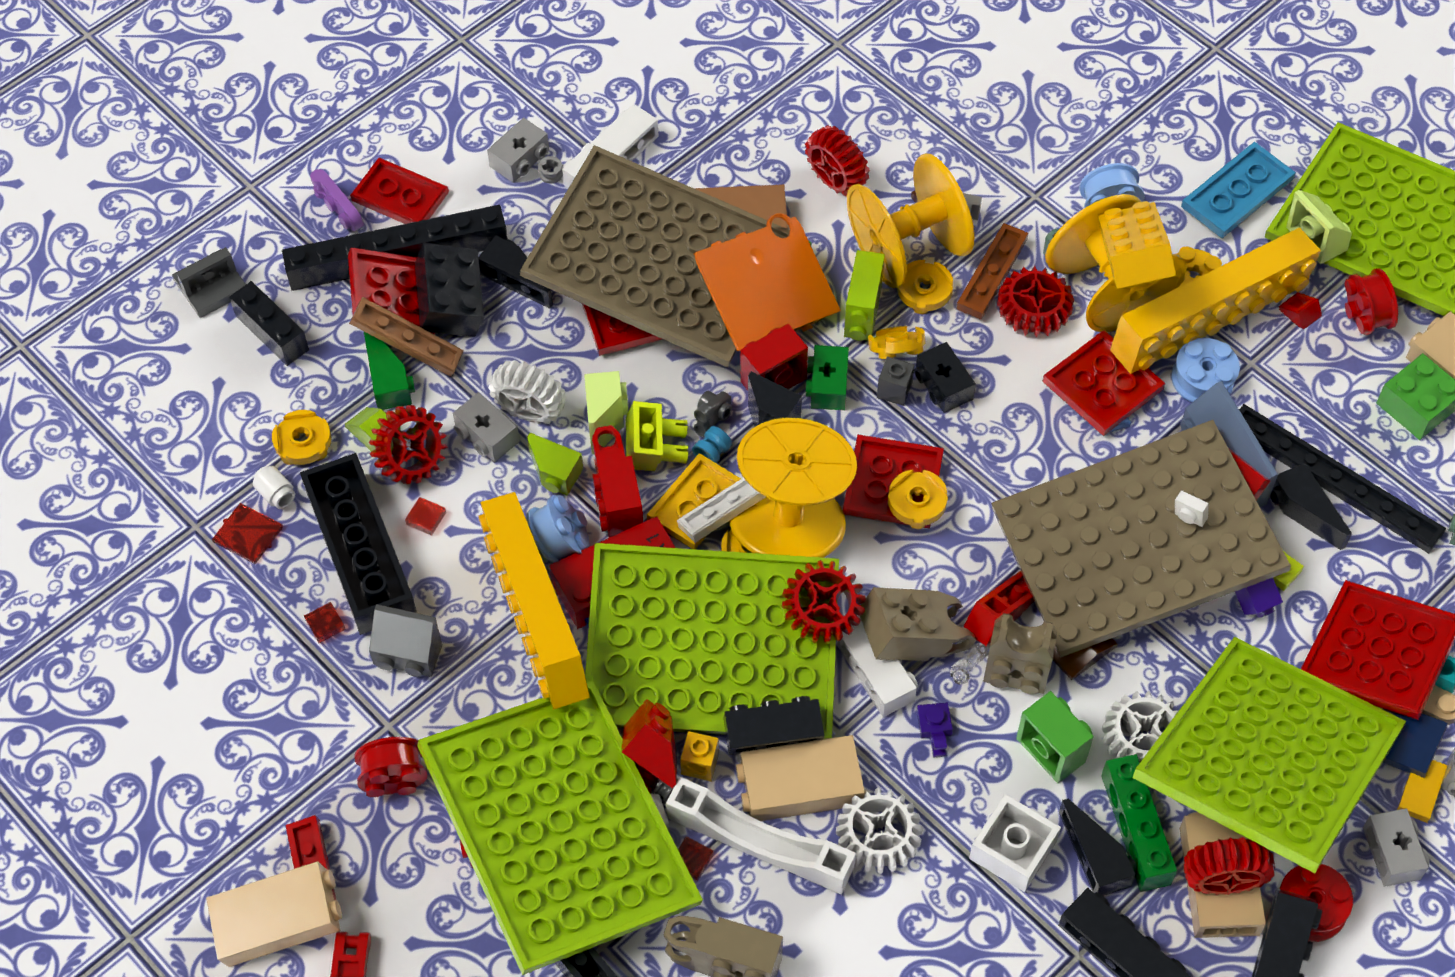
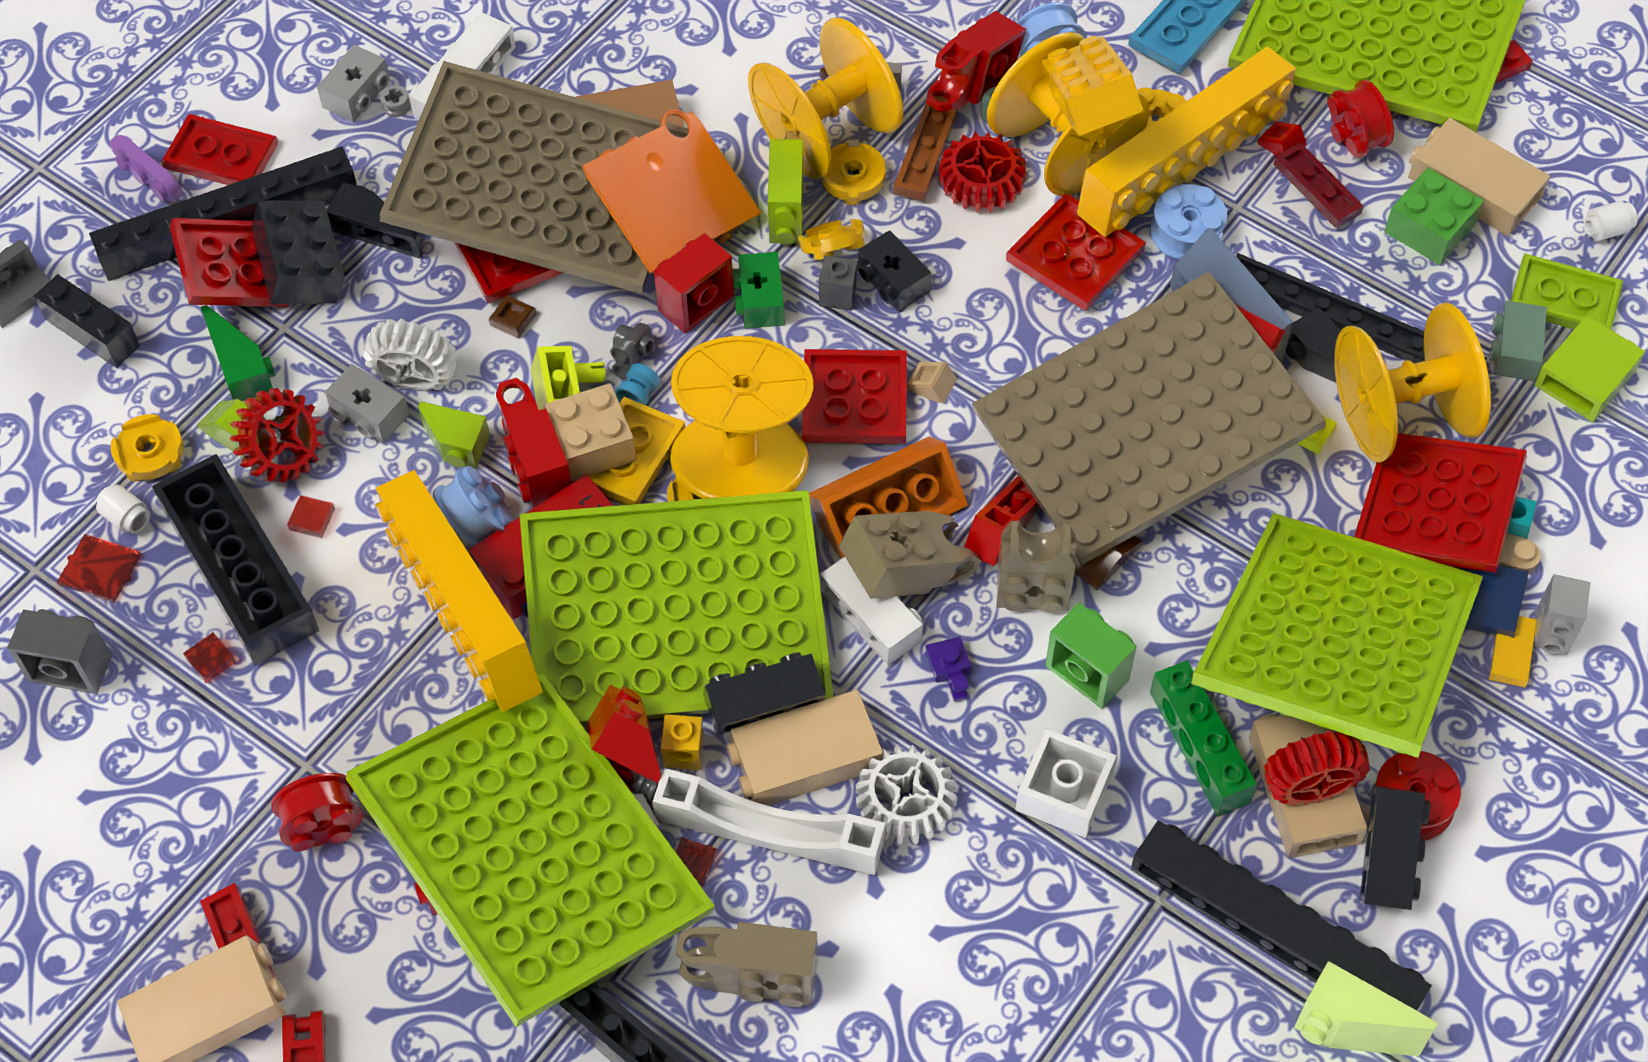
camera: 10 degrees left, 0 degrees up
(205, 599) = (60, 651): none -> dark grey brick
(404, 641) = (310, 663): slope -> none
(406, 336) = (255, 312): medium nougat tile -> none
(605, 403) = (504, 354): yellowish green slope -> none
(619, 363) = (512, 316): none -> reddish brown tile
(666, 480) = (592, 431): none -> tan brick
(719, 510) = (660, 455): white tile -> none
(770, 400) = (697, 322): black slope -> none
(830, 611) = (816, 517): red gear -> none
(836, 159) = (727, 42): red gear -> none
(917, 513) = (886, 427): yellow plate -> none
(922, 563) = (904, 481): none -> orange slope
(962, 477) = (932, 381): none -> tan slope
(963, 666) = (969, 595): clear arm -> none
(1044, 205) = (975, 61): none -> red brick
(1099, 854) = (1163, 780): black slope -> none
(1131, 714) = (1180, 618): white gear -> none
(1191, 509) = (1203, 373): white plate -> none
(1259, 598) = (1294, 465): dark purple brick -> none
(1319, 225) = (1288, 40): yellowish green slope -> none
(1325, 354) = (1318, 185): none -> dark red plate
(1392, 862) = (1496, 719): light grey brick -> none
(1408, 538) = (1451, 372): none -> yellow piece

